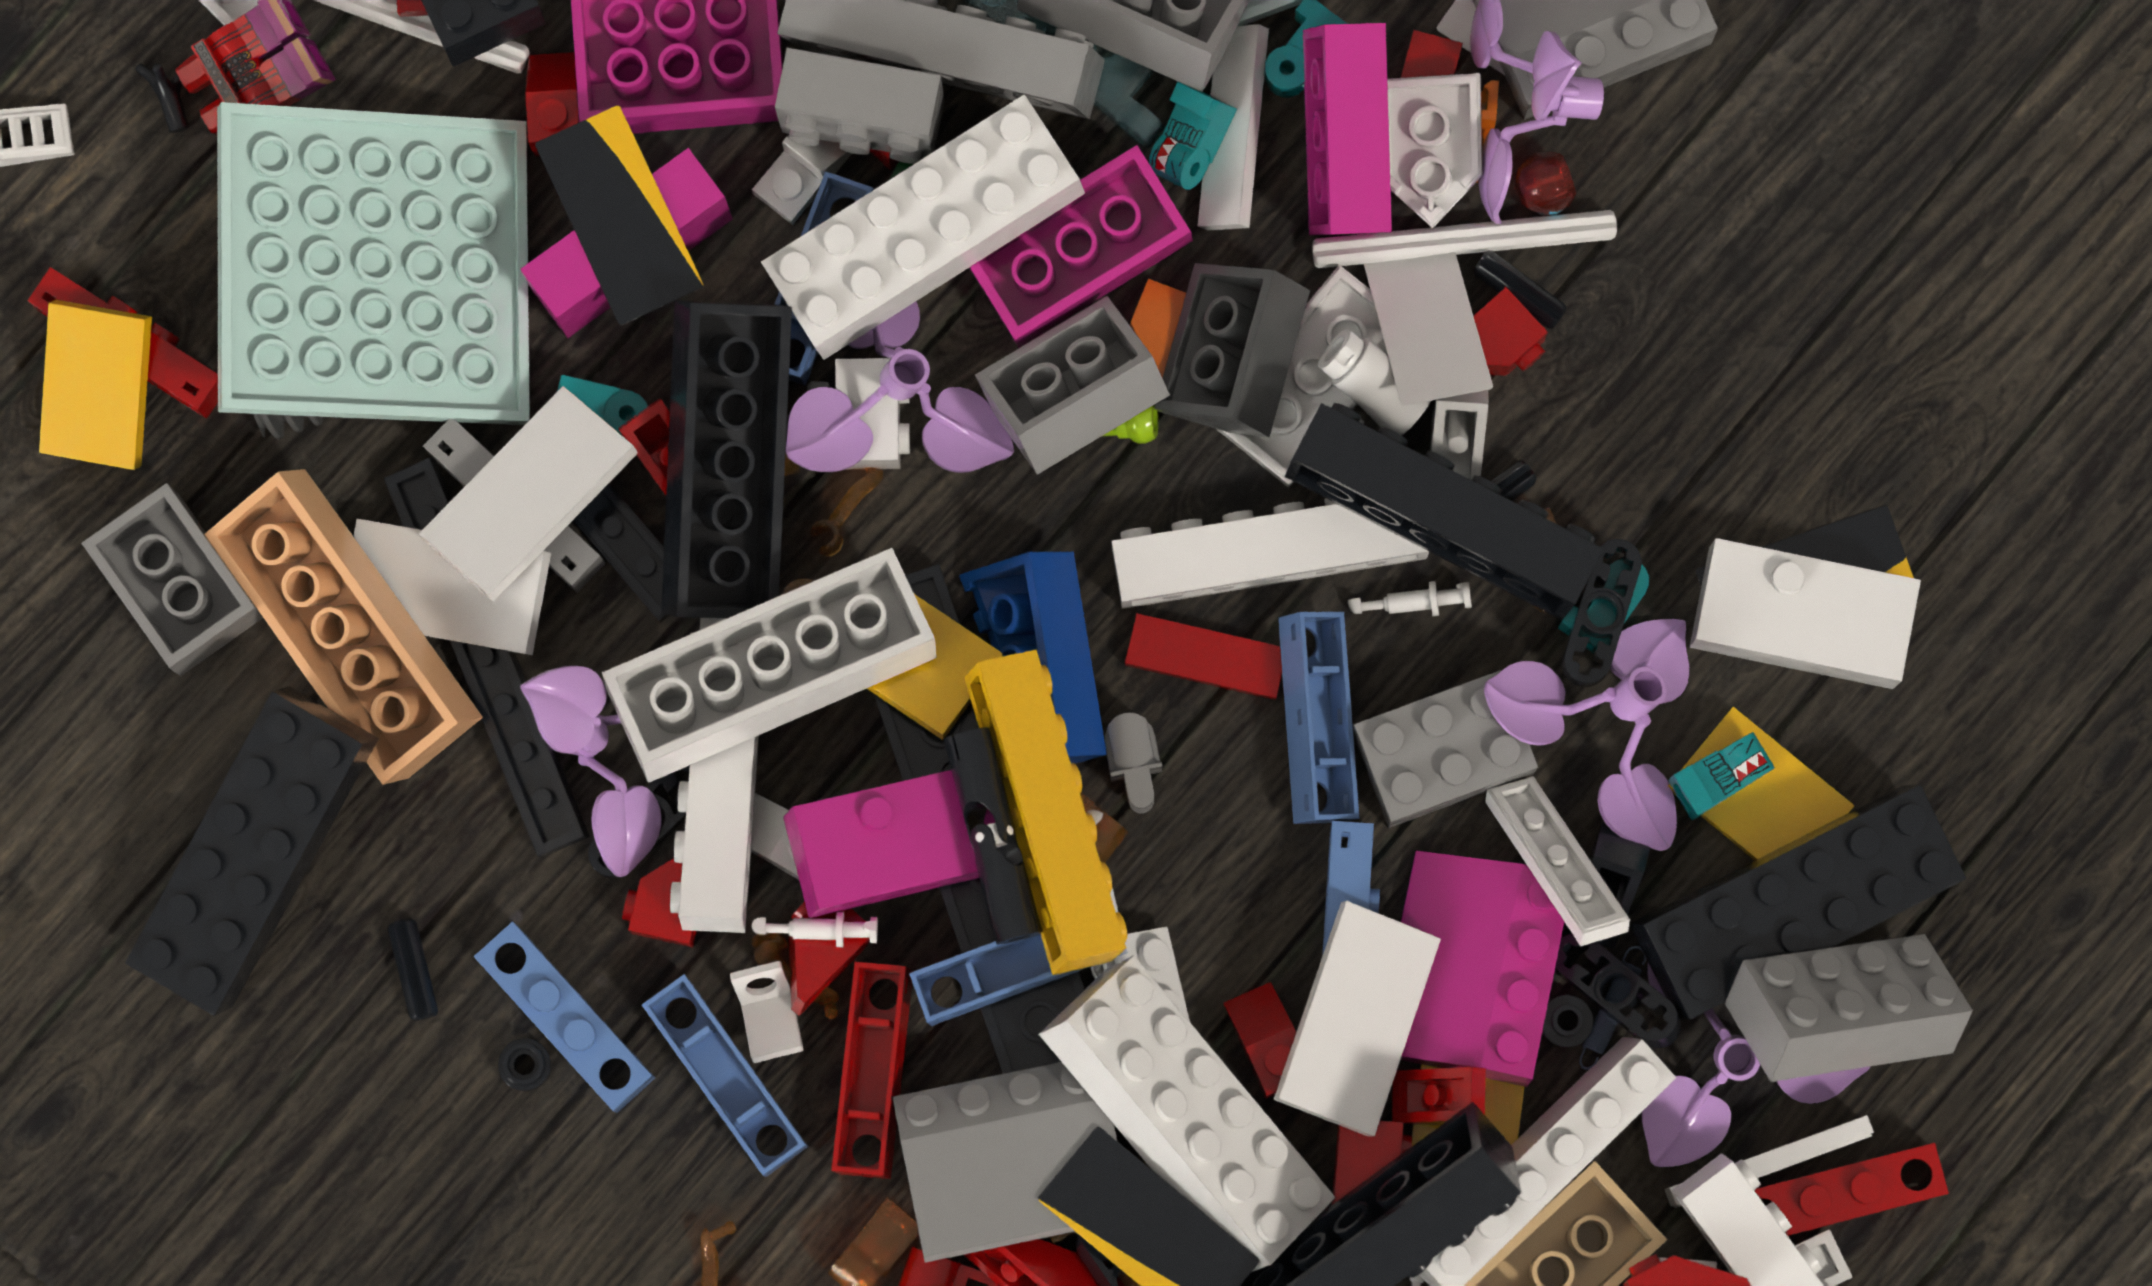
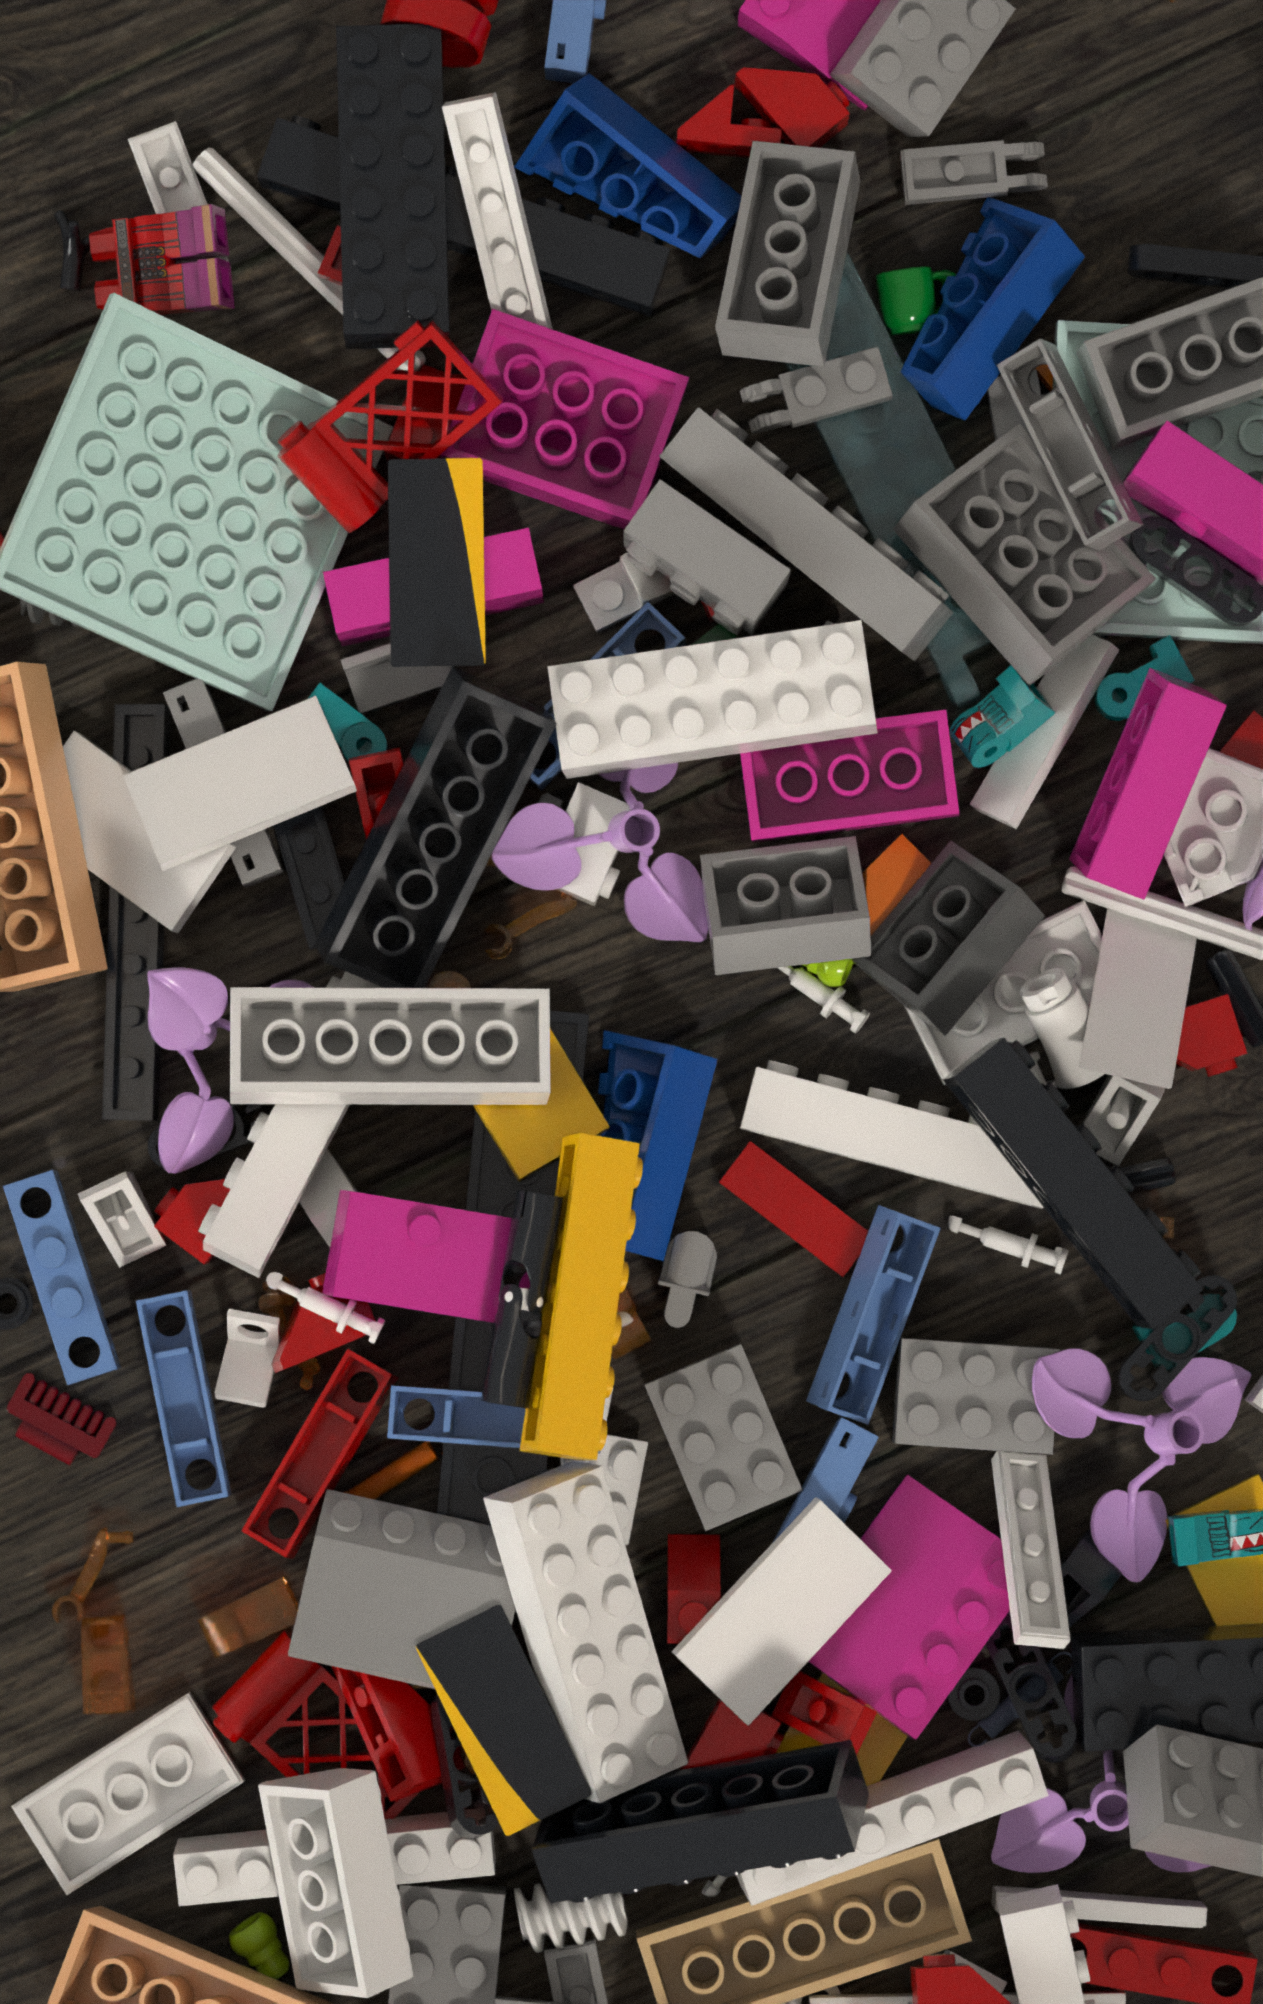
camera: 20 degrees right, 5 degrees up
(483, 172) = (334, 467): none -> red piece
(596, 937) = (122, 1218): none -> white slope
(615, 1164) = (54, 1434): none -> dark red piece
(618, 350) = (380, 685): none -> light grey panel
(951, 1055) = (396, 1472): none -> orange piece
(1144, 454) = (826, 997): none -> white piece
(1232, 888) = (723, 1436): none -> light grey brick

